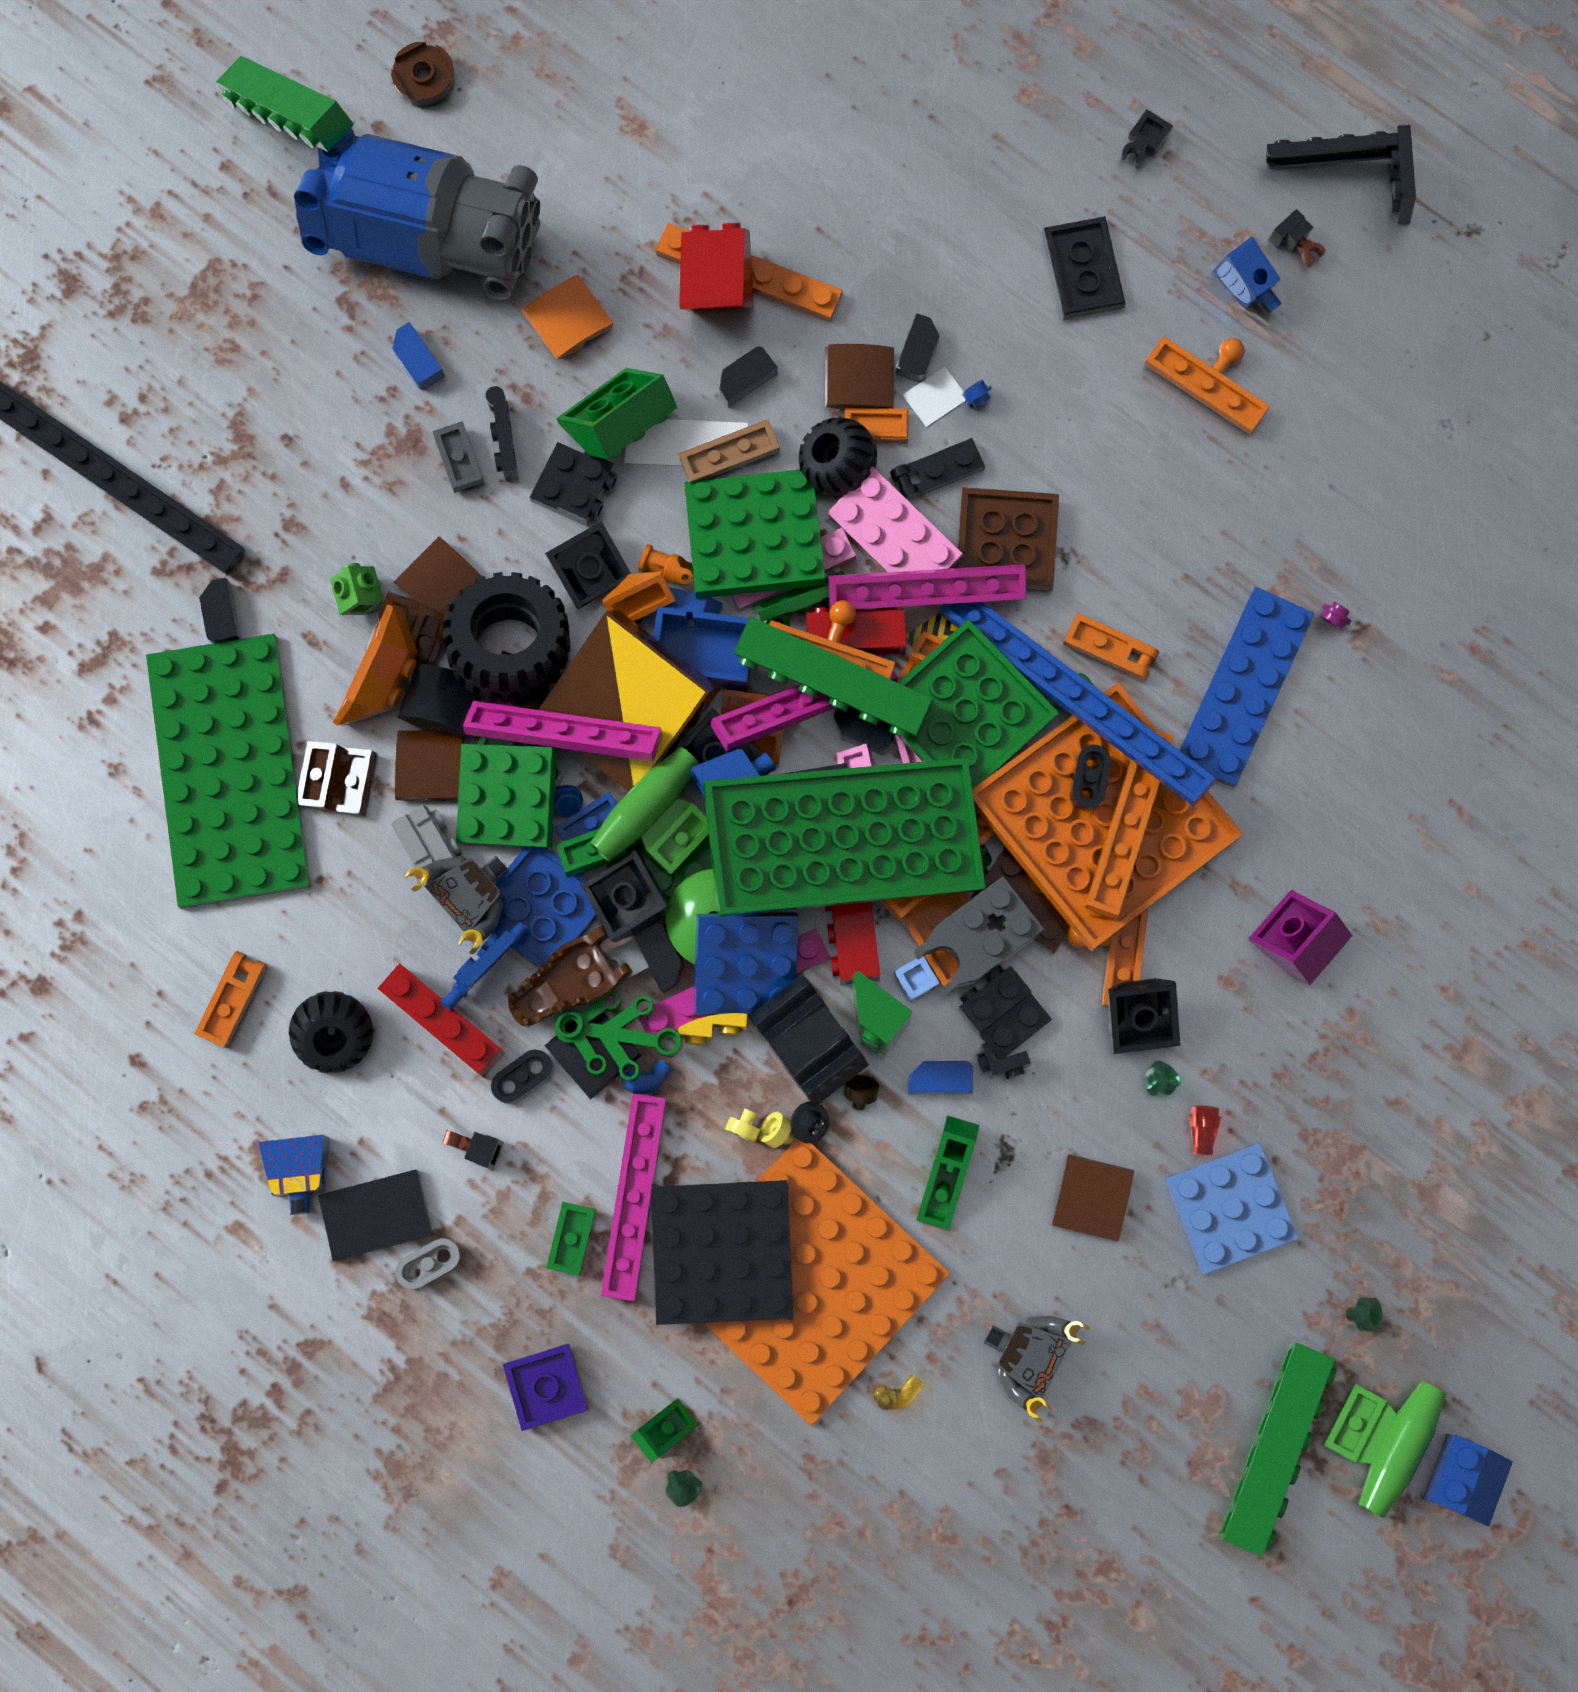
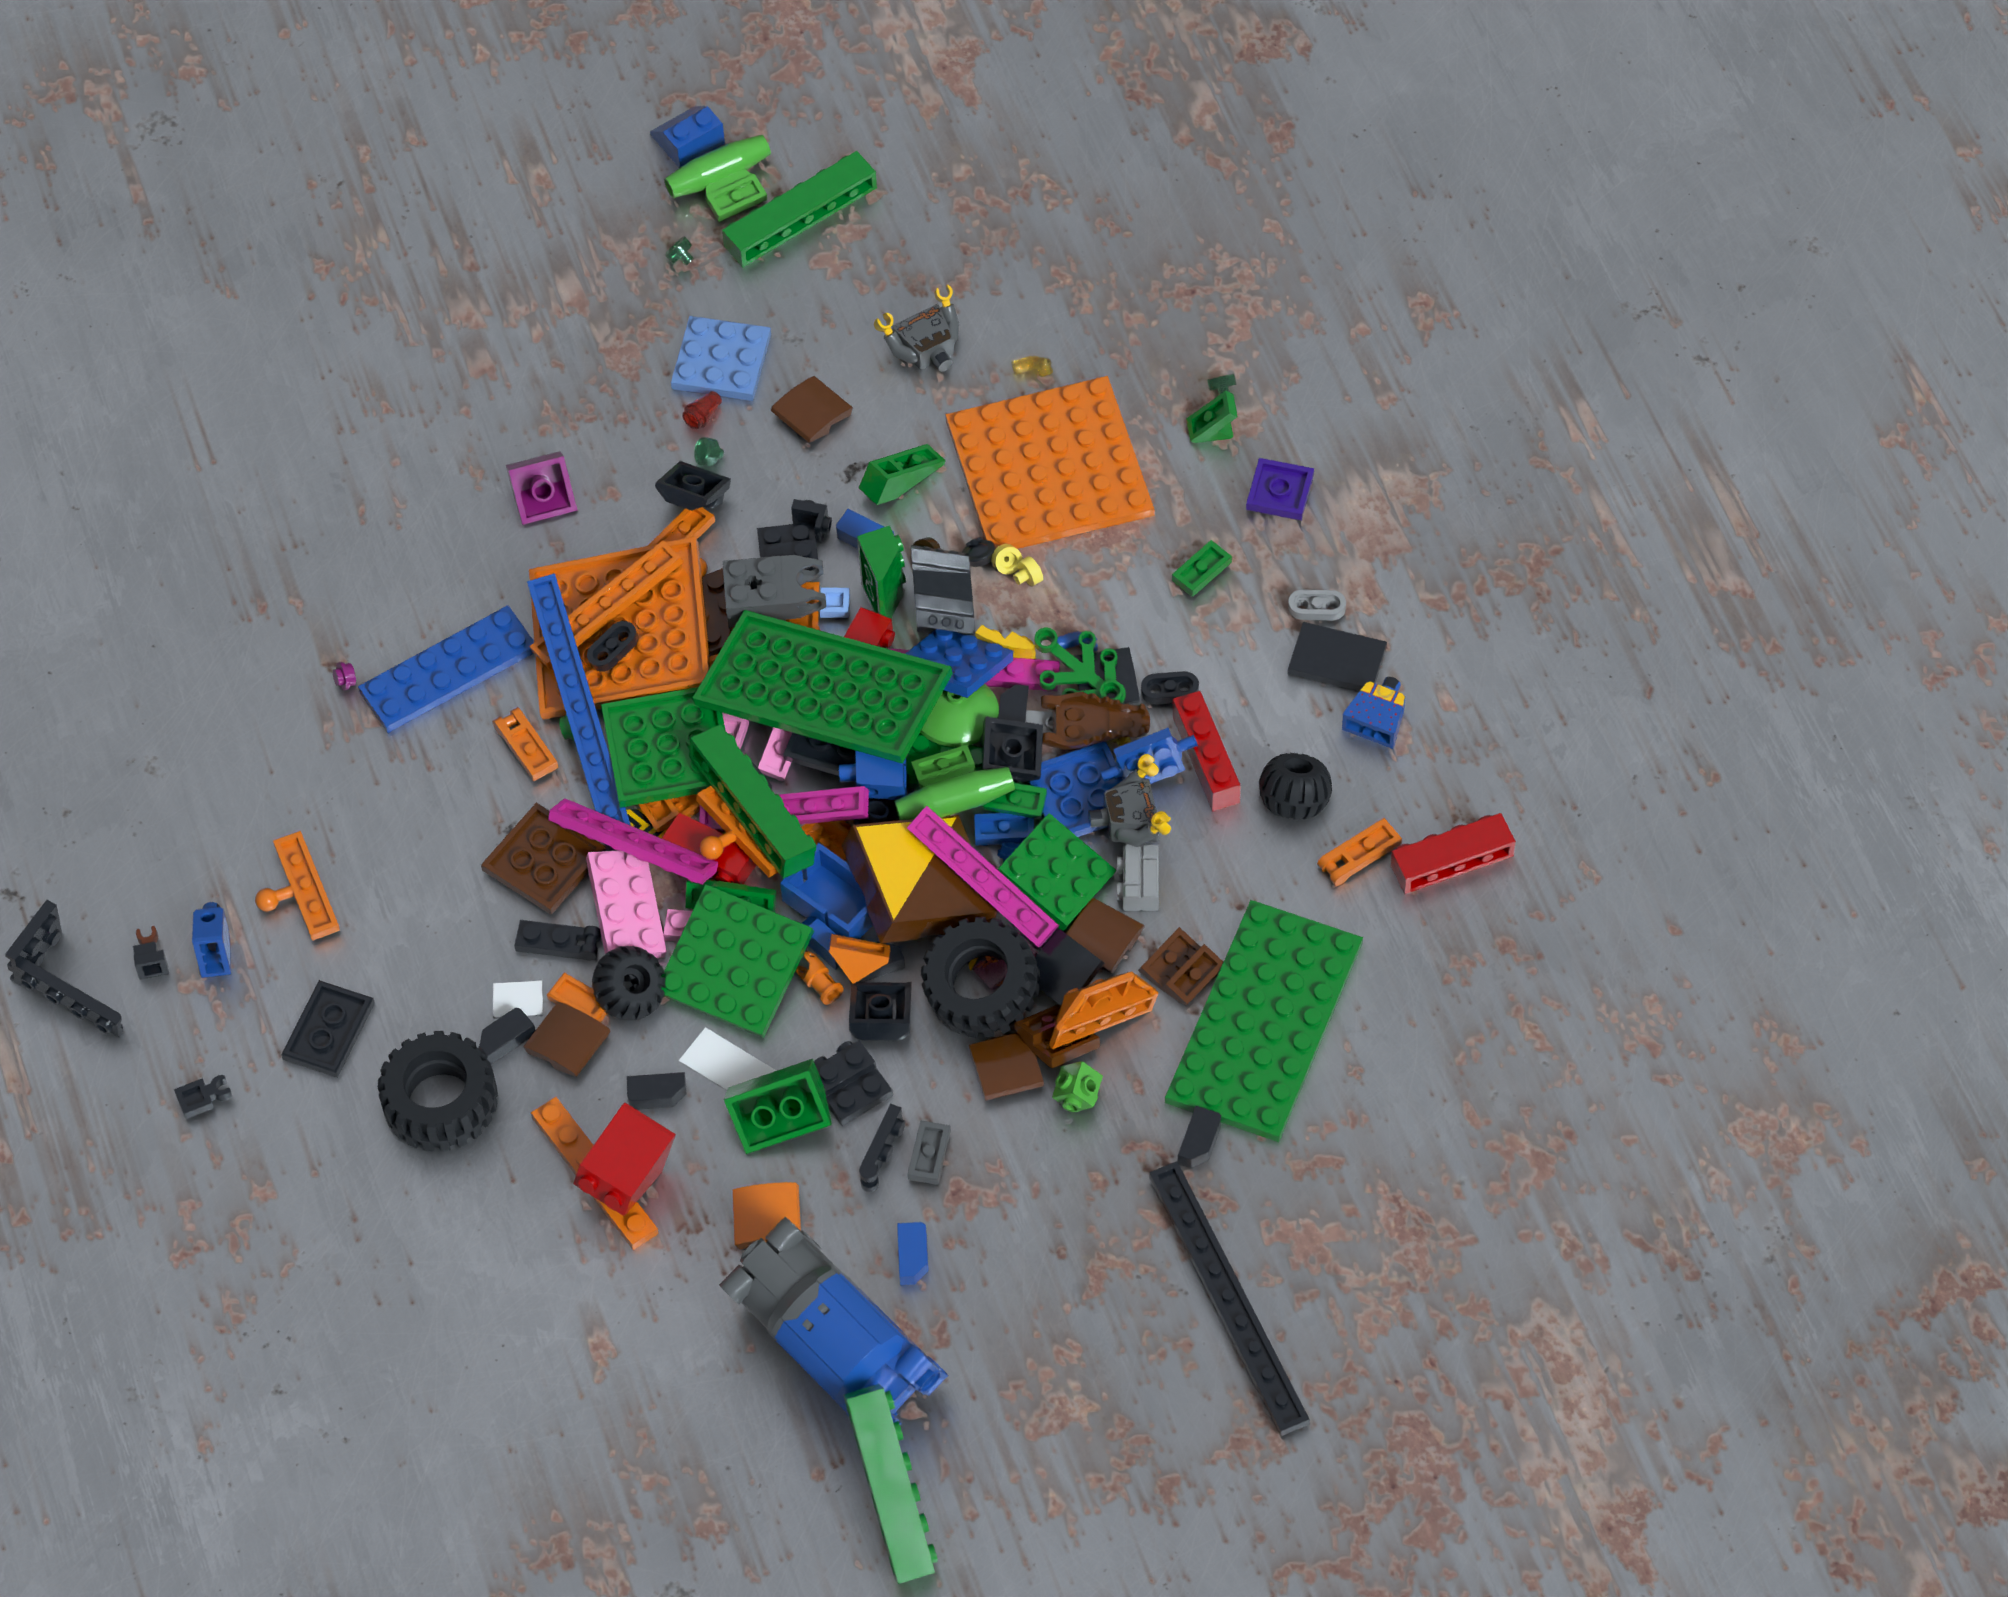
camera: 150 degrees left, 20 degrees down
(136, 1049) = (1452, 853): none -> red brick
(419, 90) = (755, 1507): reddish brown plate -> none
(480, 1149) = (1231, 656): black piece -> none
(633, 1197) = (1138, 571): dark pink plate -> none
(722, 1252) = (1097, 499): black plate -> none
(729, 452) = (710, 1037): medium nougat plate -> none
(935, 213) = (431, 1057): none -> black tyre
(977, 394) = (485, 976): blue plate -> none

